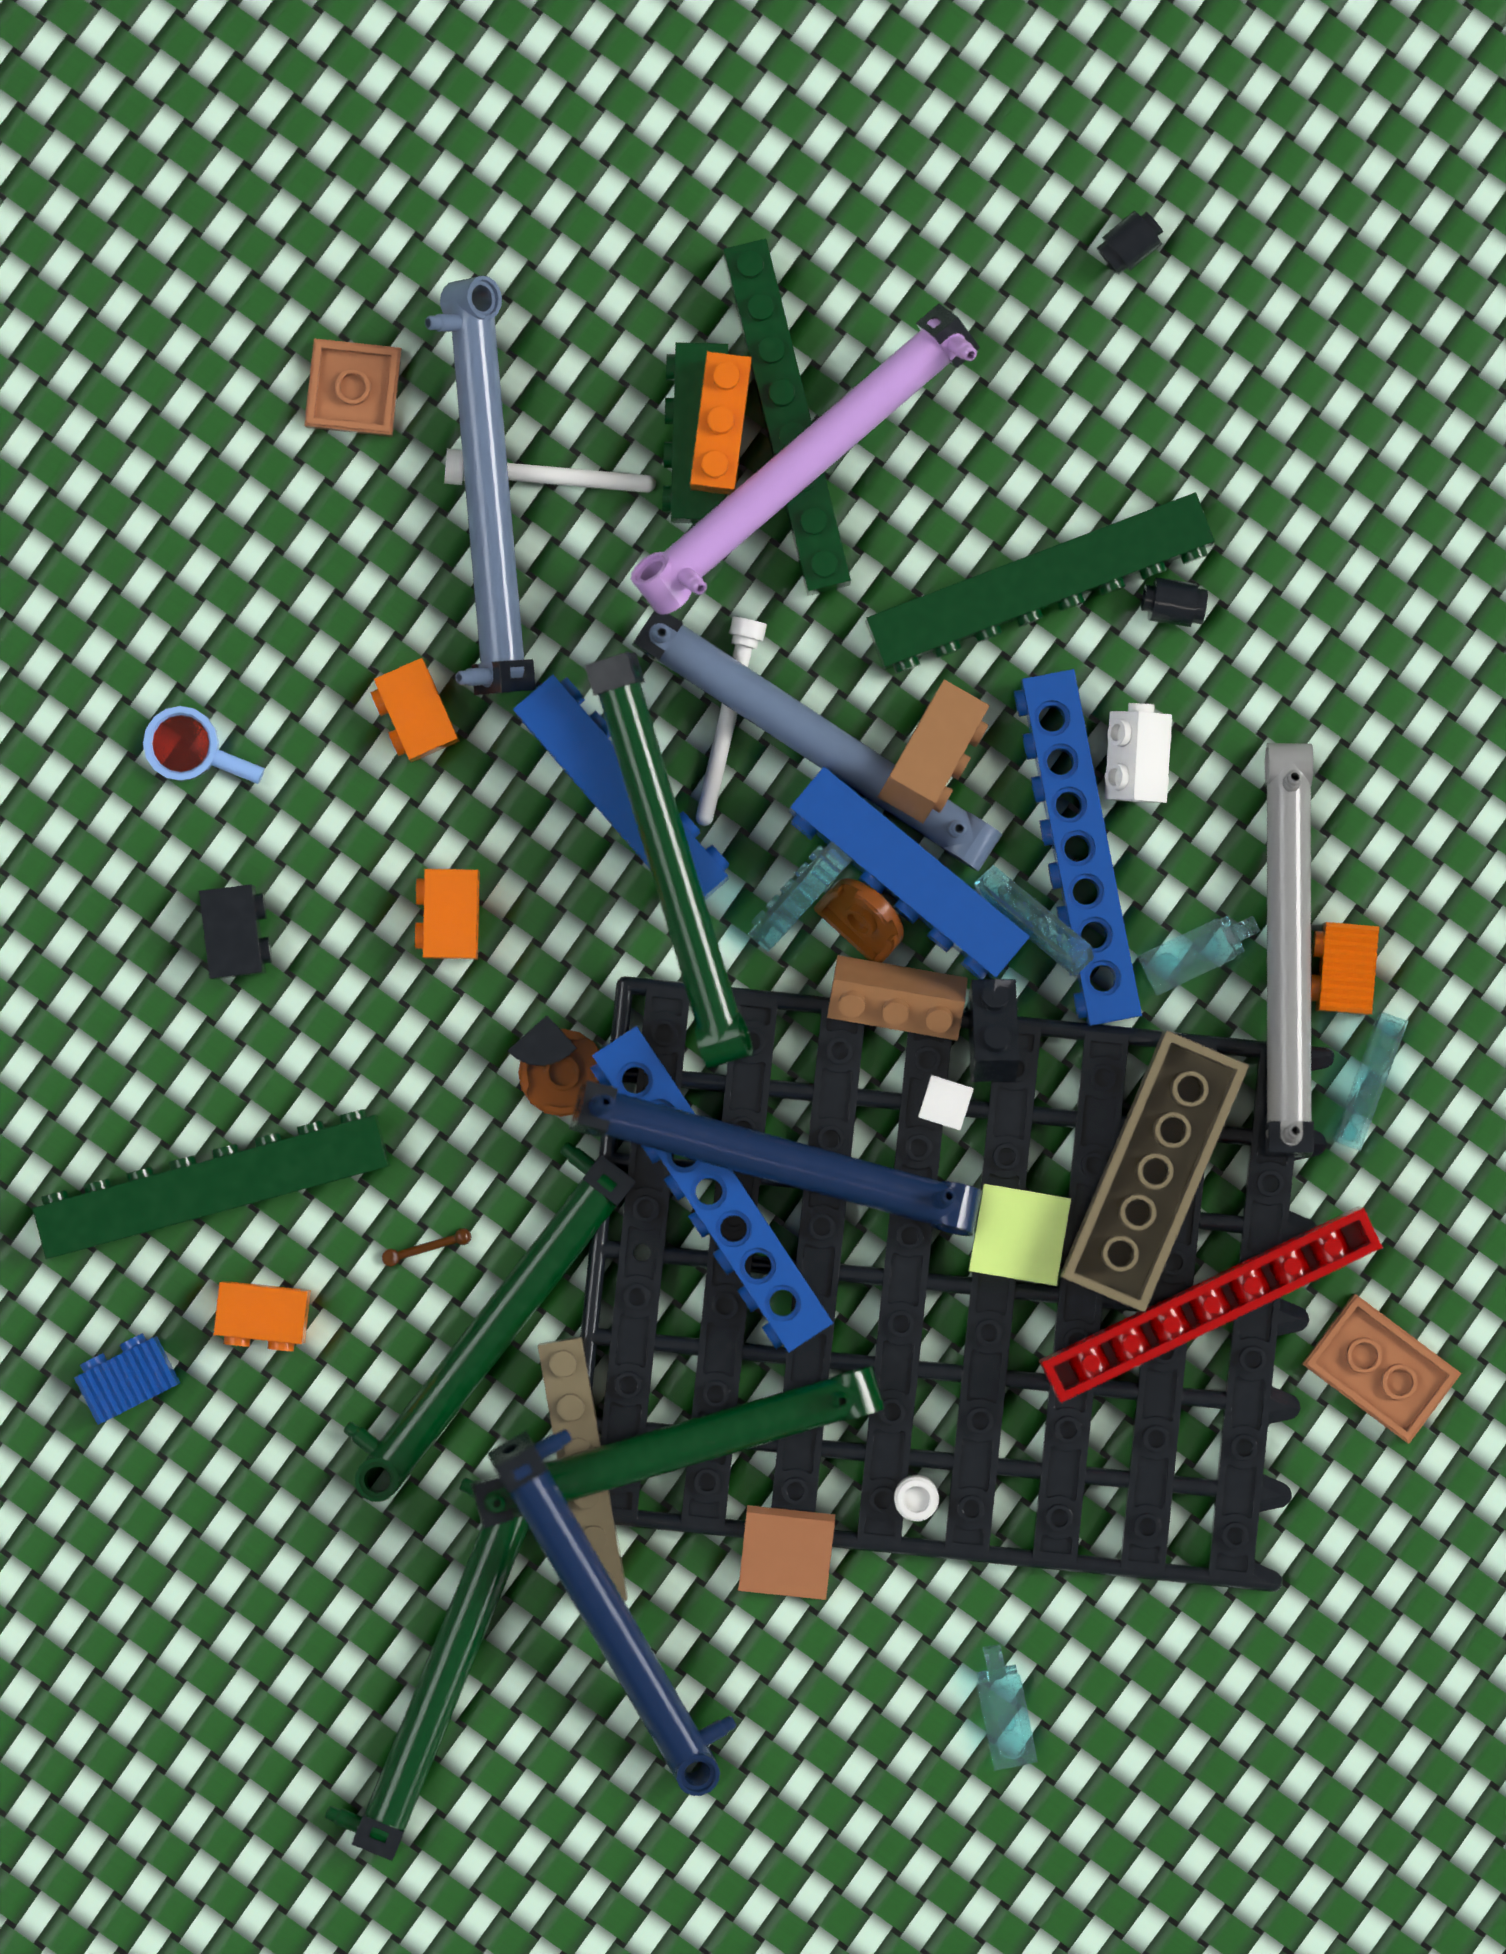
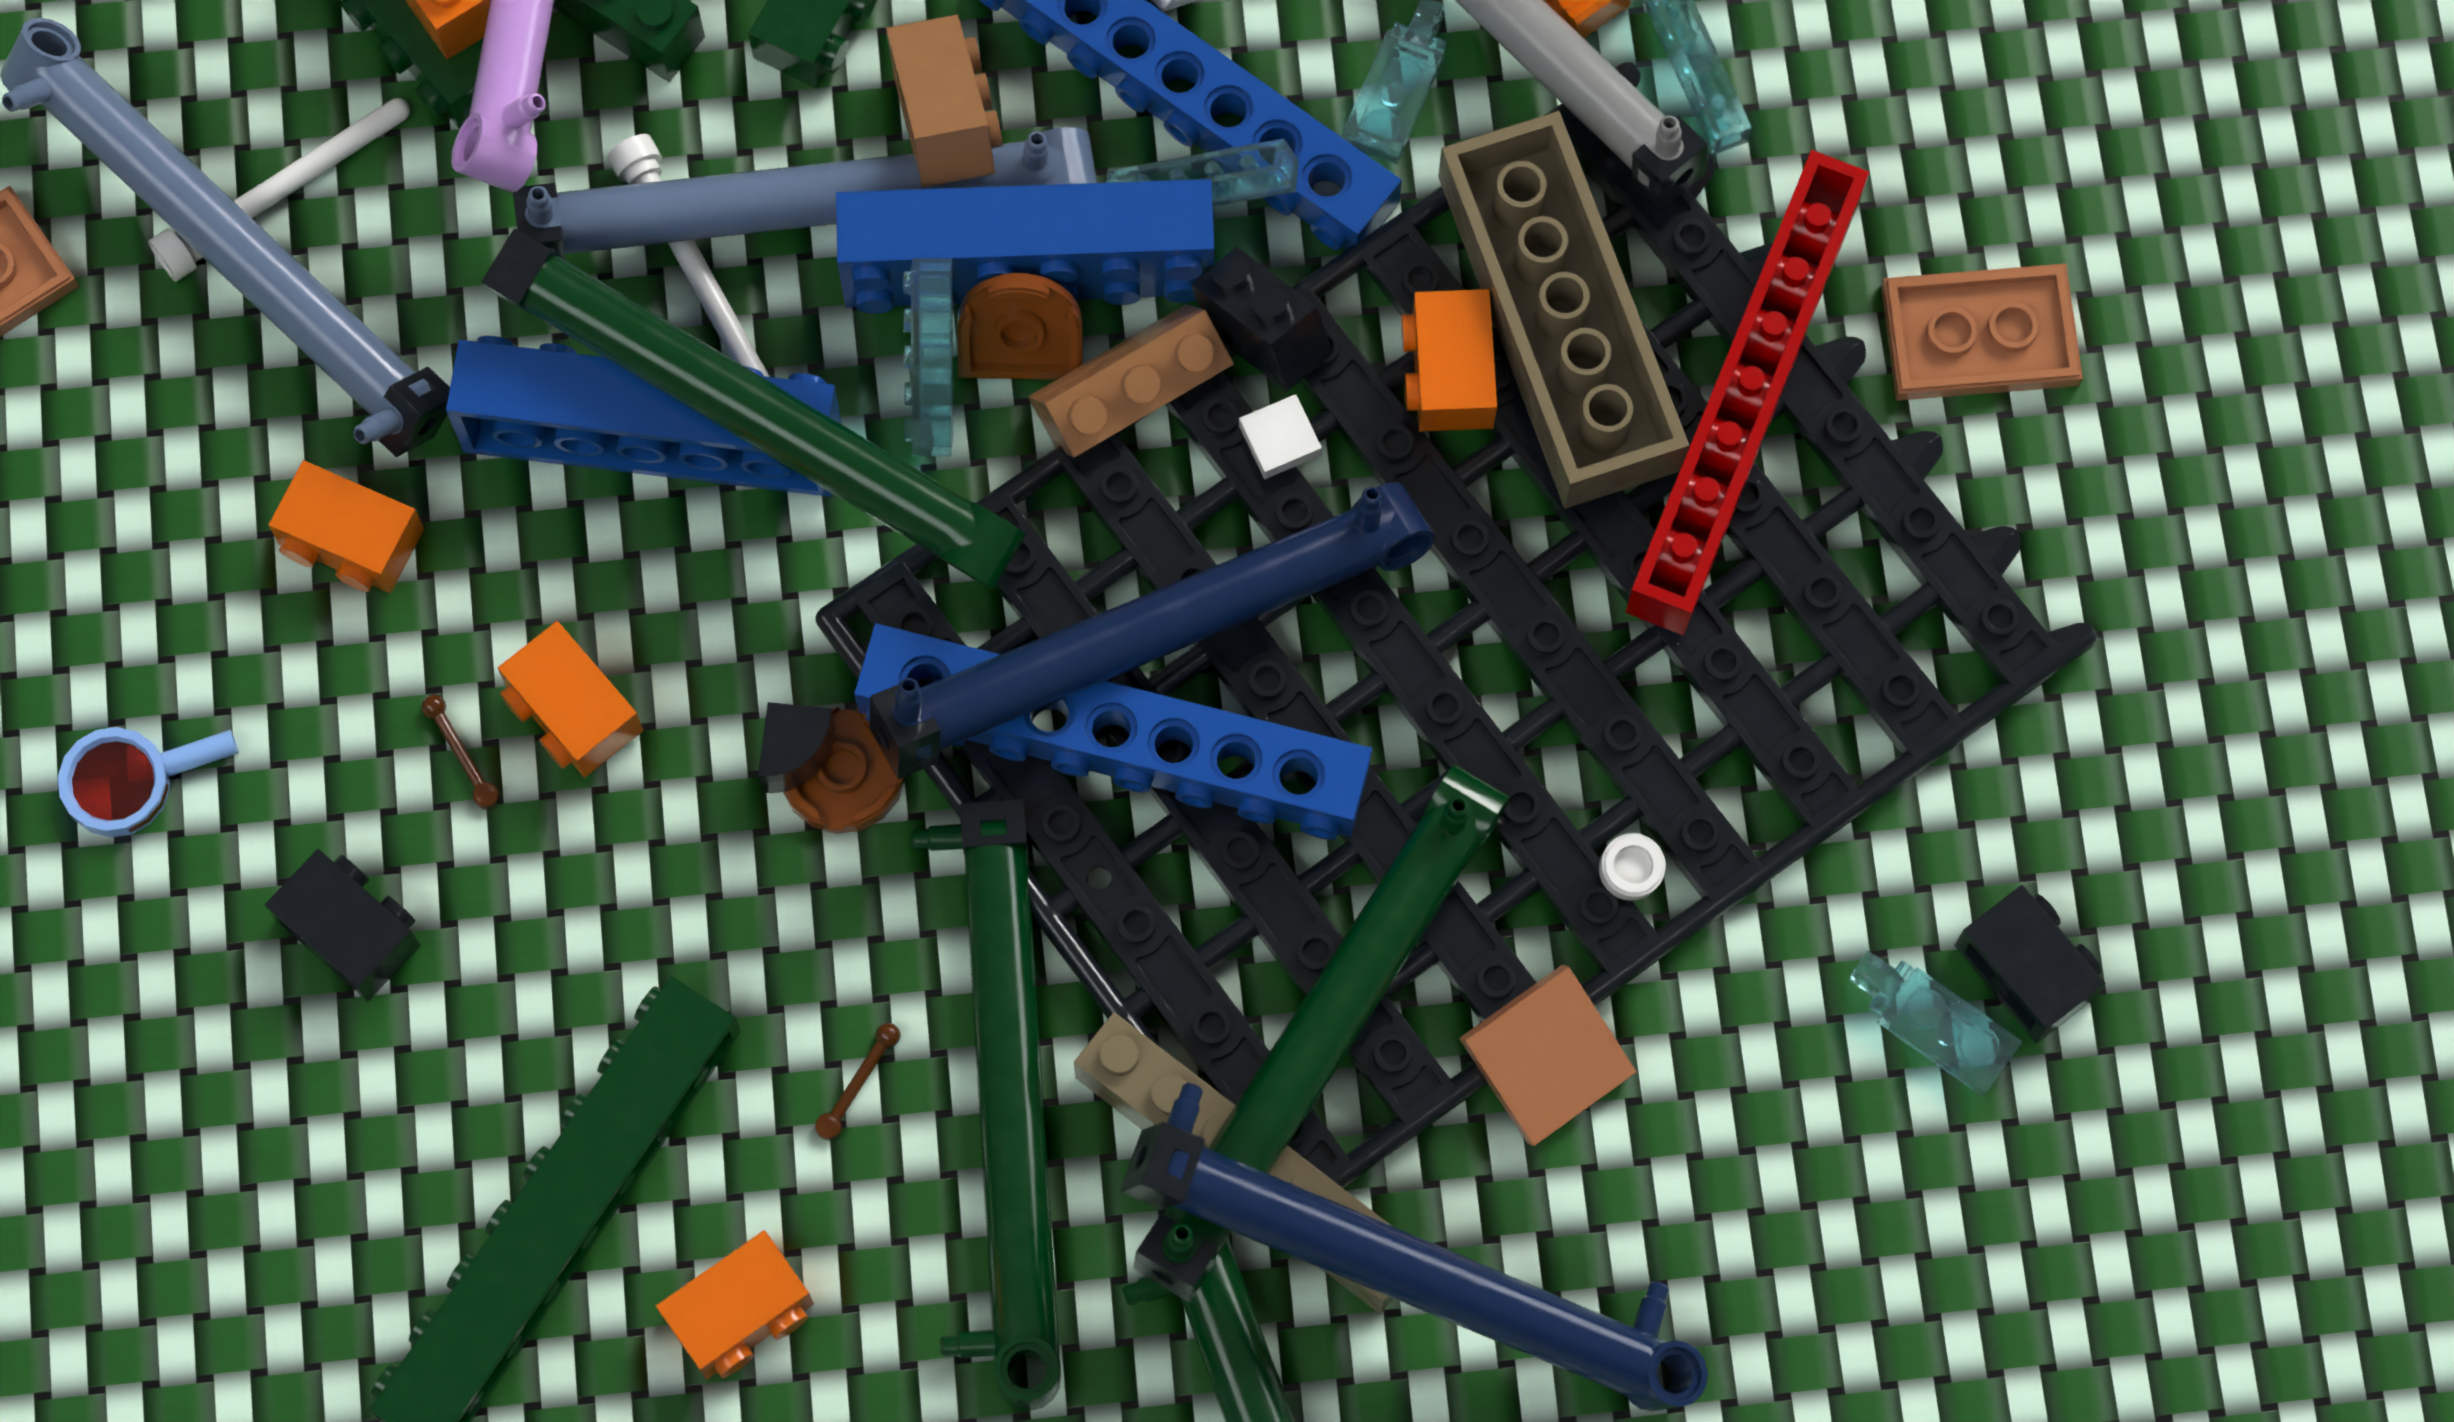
camera: 40 degrees left, 15 degrees down
(367, 920) = (484, 793): none -> reddish brown hinge
(1019, 1234) = (1485, 502): yellowish green tile -> none
(1072, 1143) = (1452, 360): none -> orange brick
(1080, 1727) = (2031, 962): none -> black brick

